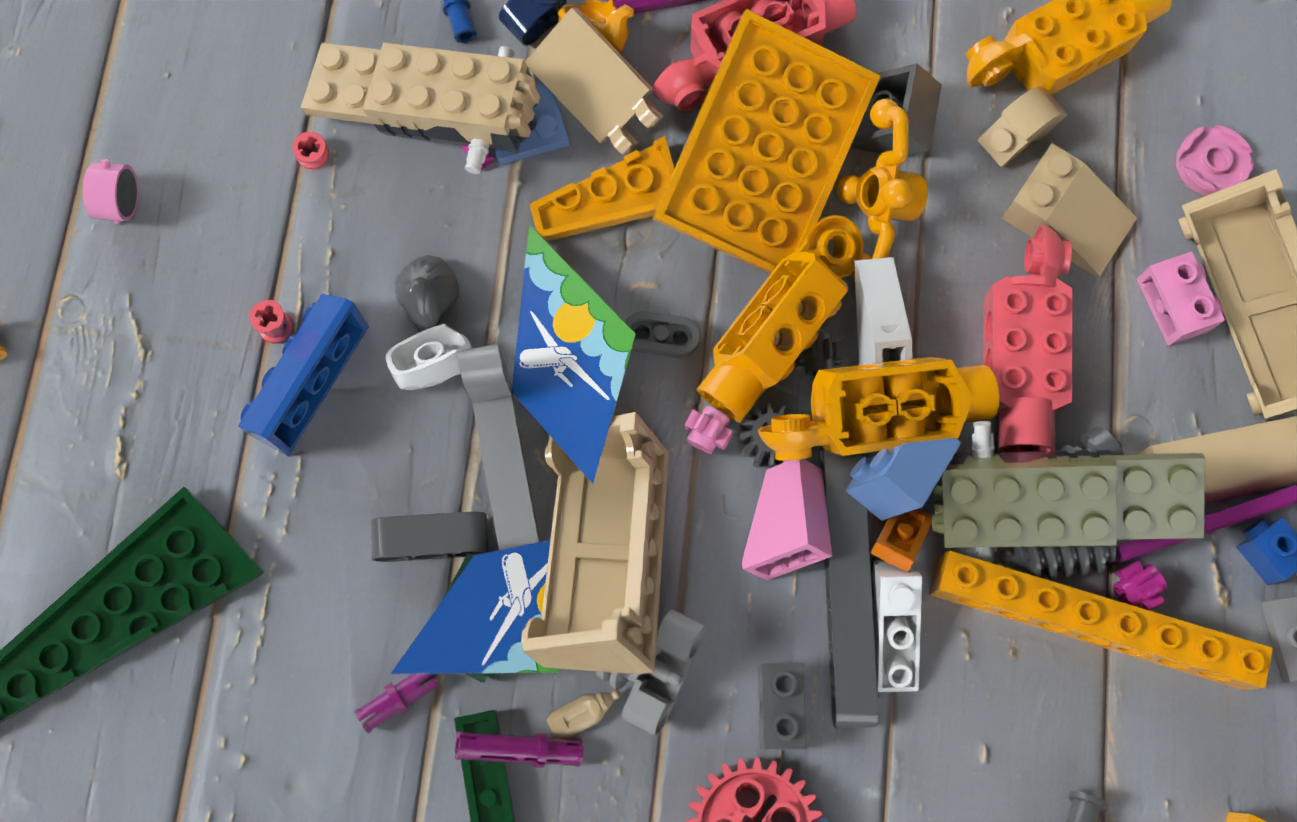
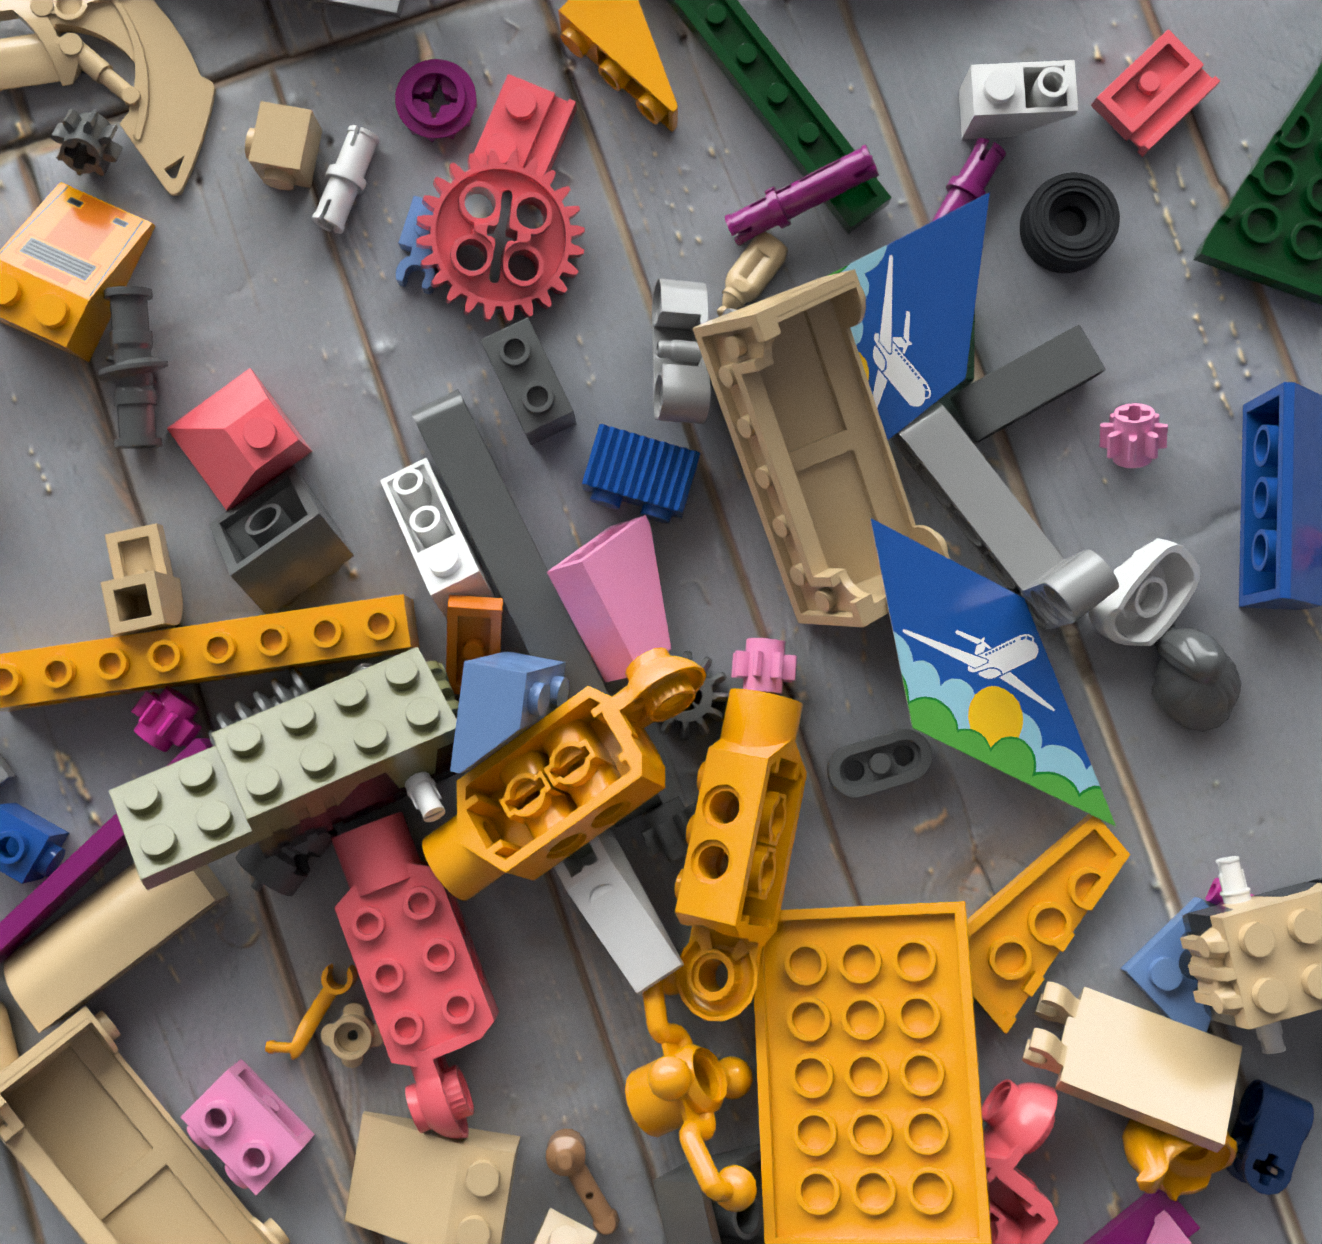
camera: 150 degrees right, 10 degrees up
(221, 705) = (1155, 92): none -> coral plate
(313, 636) = (1084, 197): none -> black tyre
(323, 747) = (1016, 97): none -> white slope
(378, 465) = (1133, 435): none -> bright pink gear
(731, 602) = (640, 473): none -> blue brick
(977, 190) = (567, 1158): none -> medium nougat piece
(1010, 772) = (239, 439): none -> coral slope
(1011, 677) = (280, 541): none -> dark grey slope
(1091, 360) = (314, 1014): none -> light orange piece
(1098, 322) = (337, 1035): none -> tan plate
(1121, 684) = (143, 589): none -> tan brick

